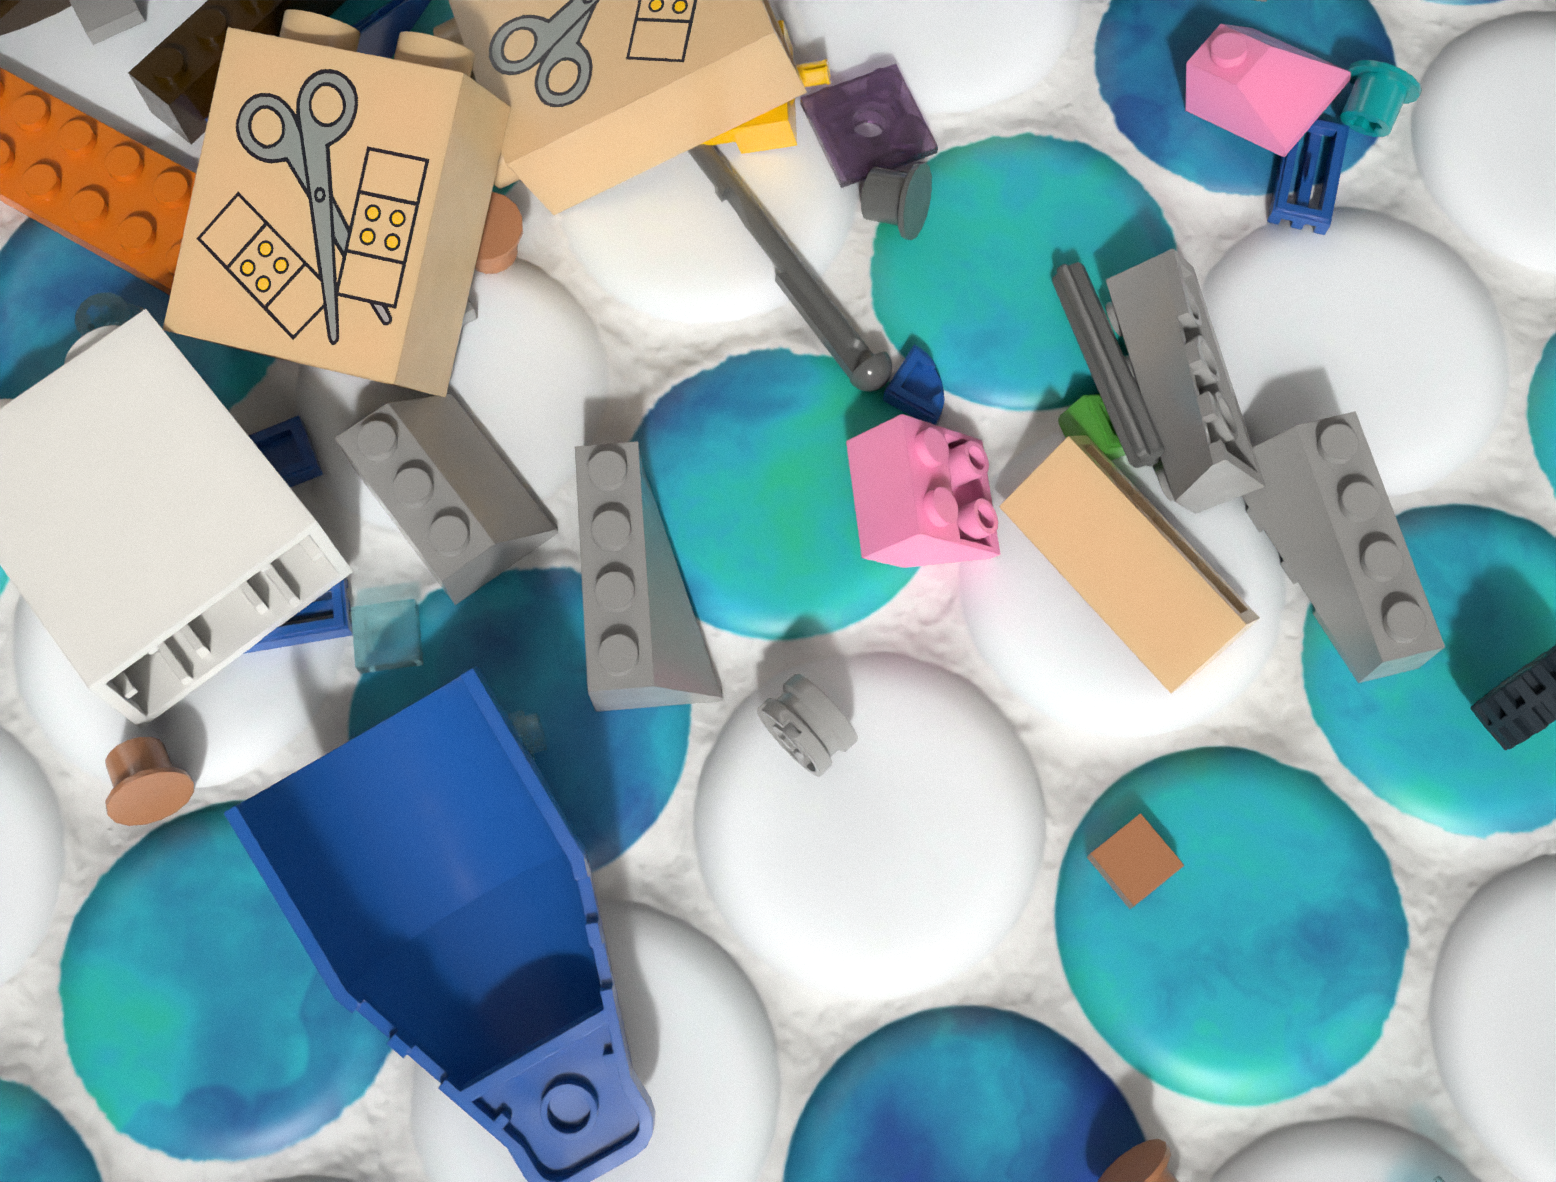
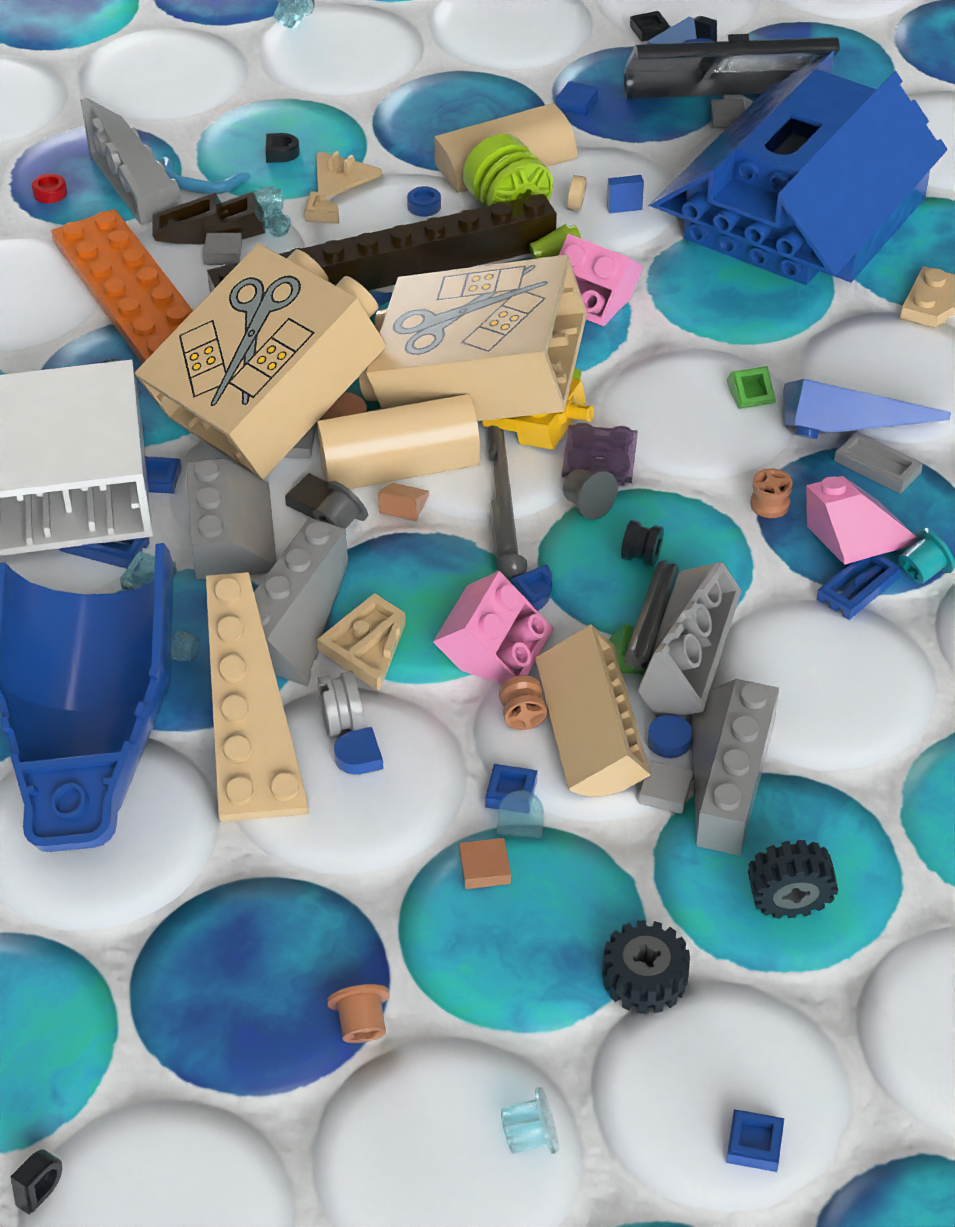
camera: 30 degrees right, 25 degrees down
(528, 386) = (307, 495): none -> black tile
(587, 397) = (340, 507): none -> dark grey piece
(600, 246) = (400, 442): none -> tan brick
(655, 330) = (402, 501): none -> nougat slope
(723, 839) = (251, 732): none -> tan wing
(762, 594) = (365, 640): none -> tan wing
(865, 777) = (358, 752): none -> blue tile
(1018, 249) = (642, 542): none -> black wheel
(1031, 589) = (522, 702): none -> nougat wheel
(1092, 725) = (506, 780): none -> blue tile
(1118, 70) = (771, 493): none -> nougat wheel
(1138, 767) = (521, 816): none -> clear light blue tile
(1233, 536) = (669, 736): none -> blue tile
(1284, 618) = (666, 787): none -> light grey tile
(1410, 925) = (634, 981): none -> black wheel

